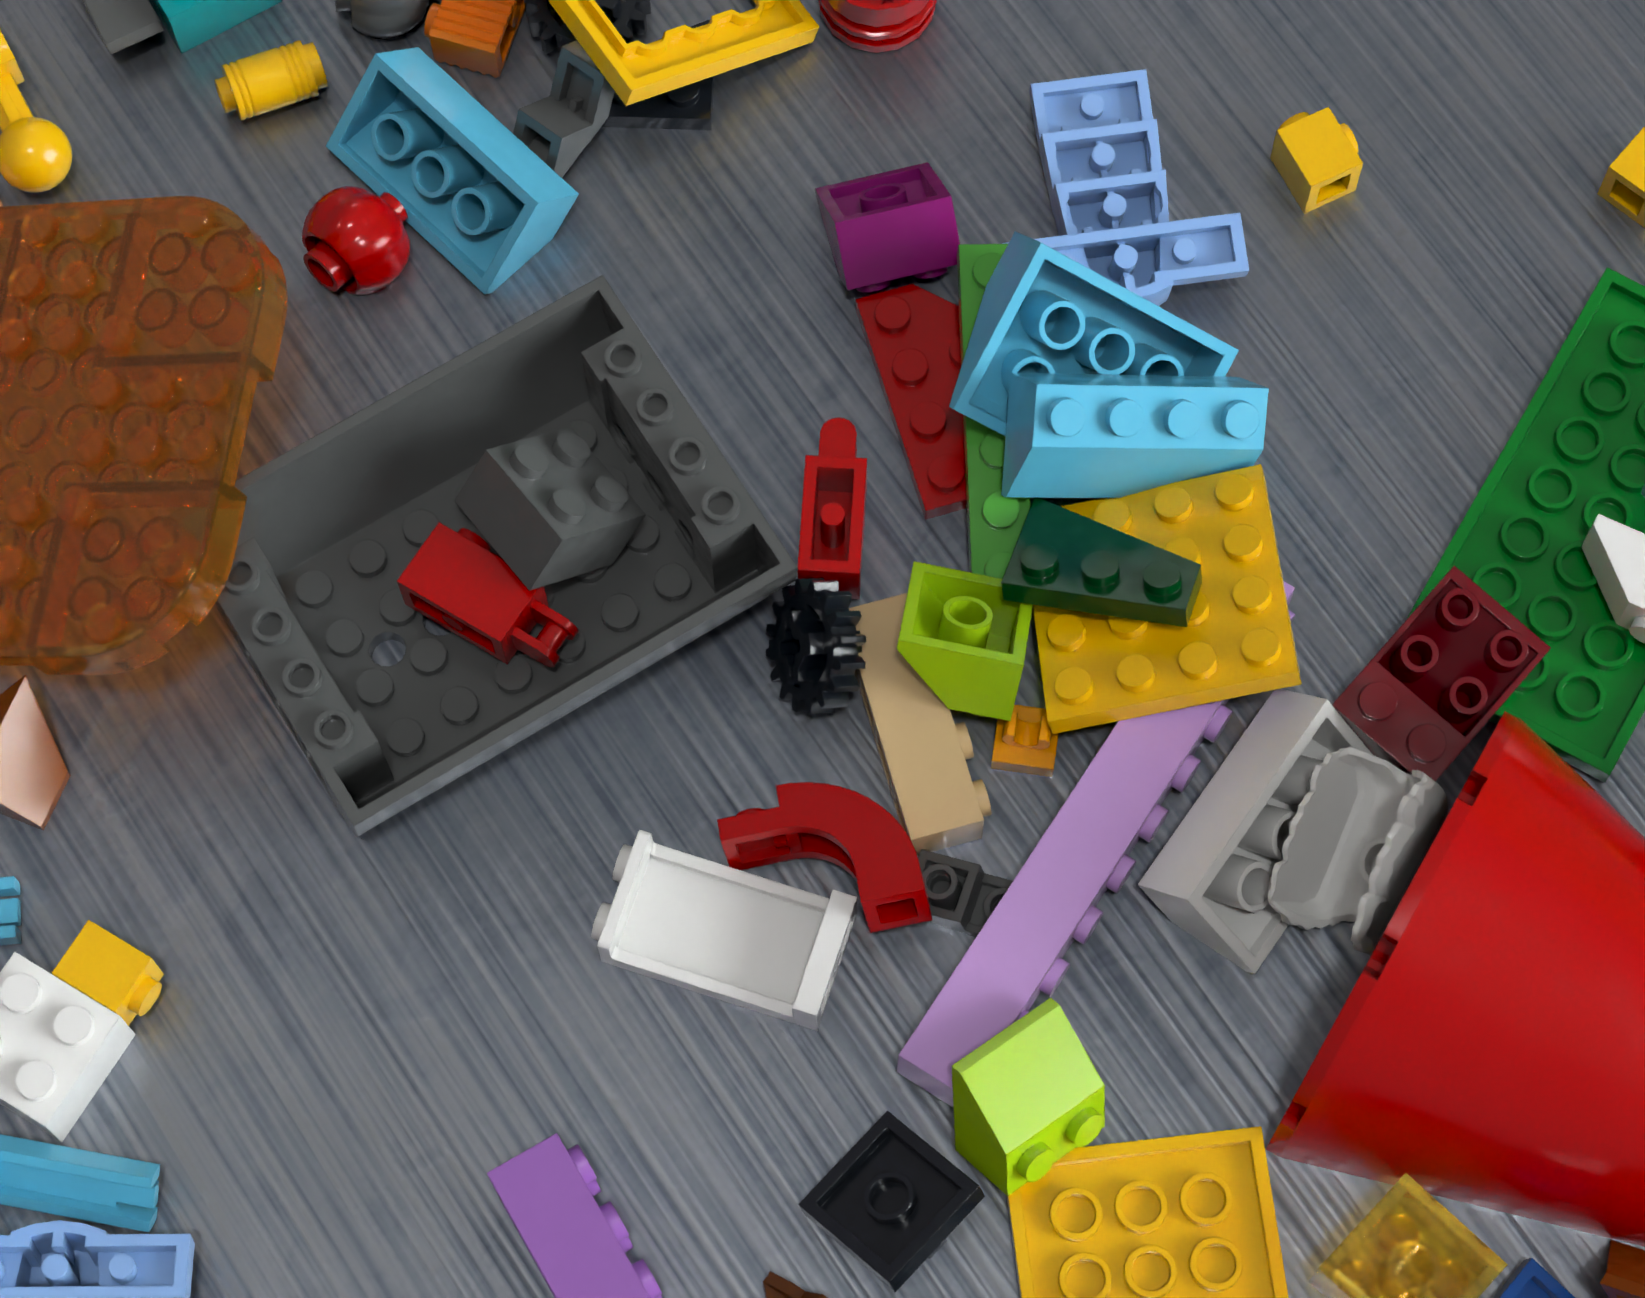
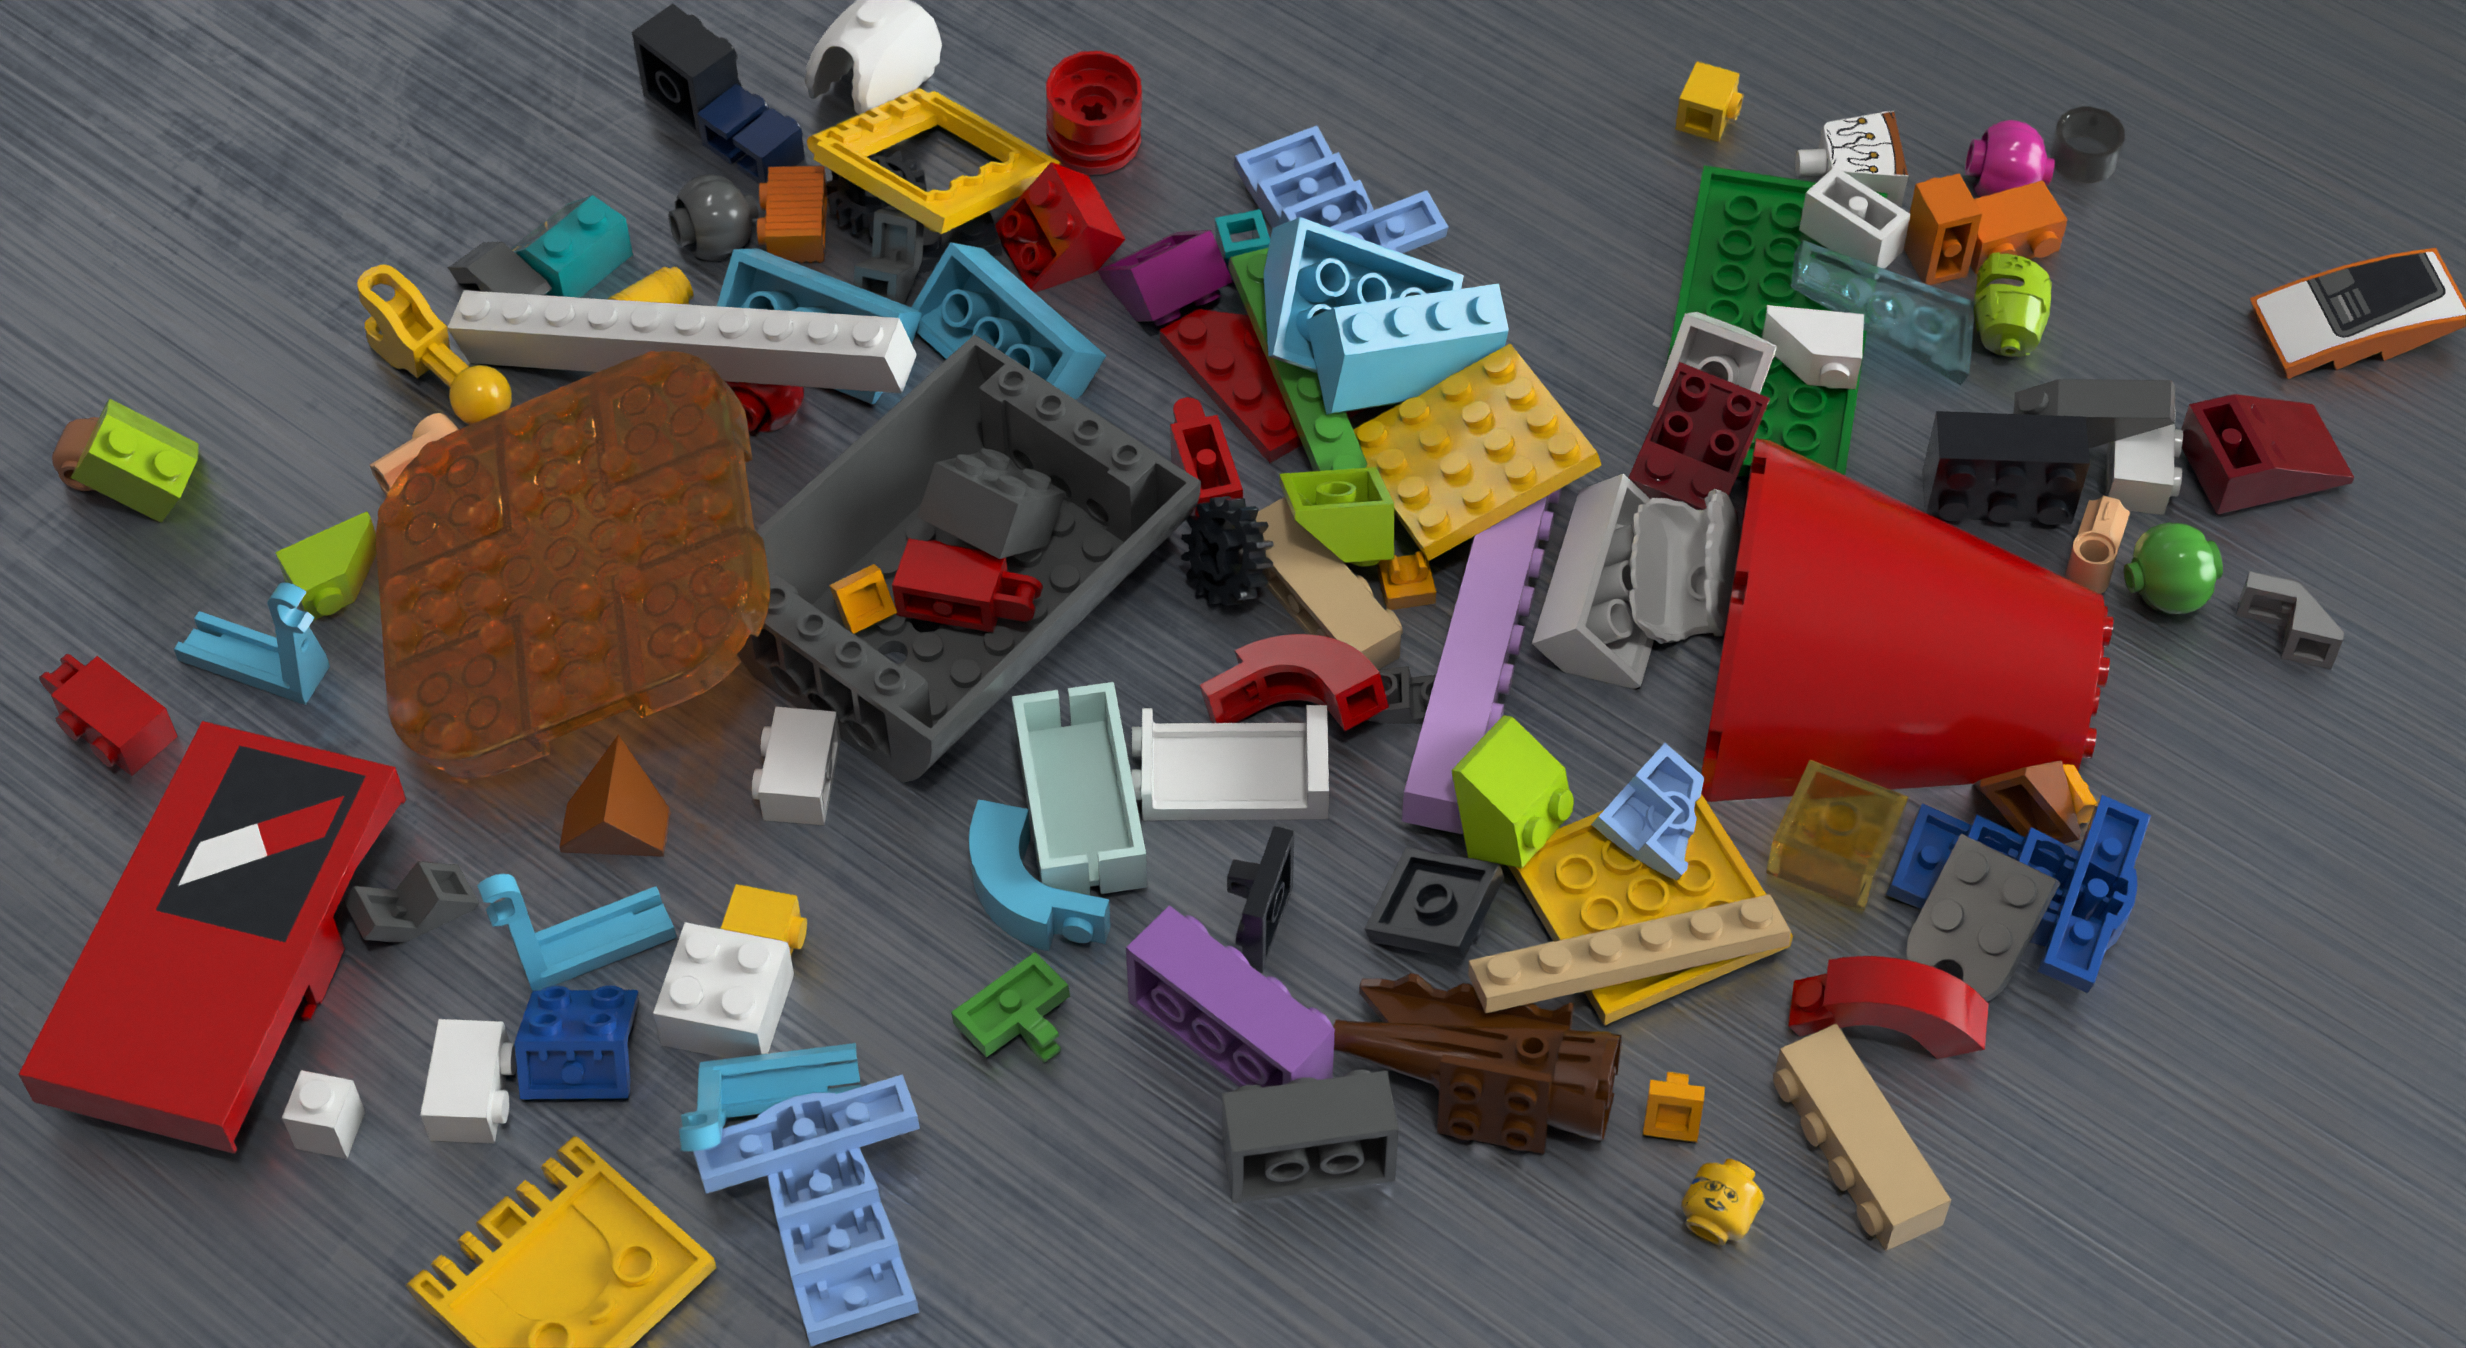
camera: 20 degrees left, 15 degrees down
(225, 768) = (797, 765): none -> white brick
(276, 169) = (736, 342): none -> white brick
(358, 1171) = (1015, 1006): none -> bright green plate
(365, 579) = (863, 598): none -> light orange tile
(403, 980) = (1014, 897): none -> medium azure arch
(527, 917) = (1080, 791): none -> light aqua piece
(668, 248) = (981, 297): none -> medium azure slope
(689, 1135) = (1267, 894): none -> black hinge
(784, 122) = (1059, 229): none -> red slope
(990, 224) = (1240, 223): none -> teal brick
(1097, 570) = (1418, 437): dark green wing -> none
(1196, 1171) = (1656, 813): none -> light blue slope
(1316, 158) = (1465, 153): yellow brick -> none
(1513, 560) = (1720, 351): none -> white slope

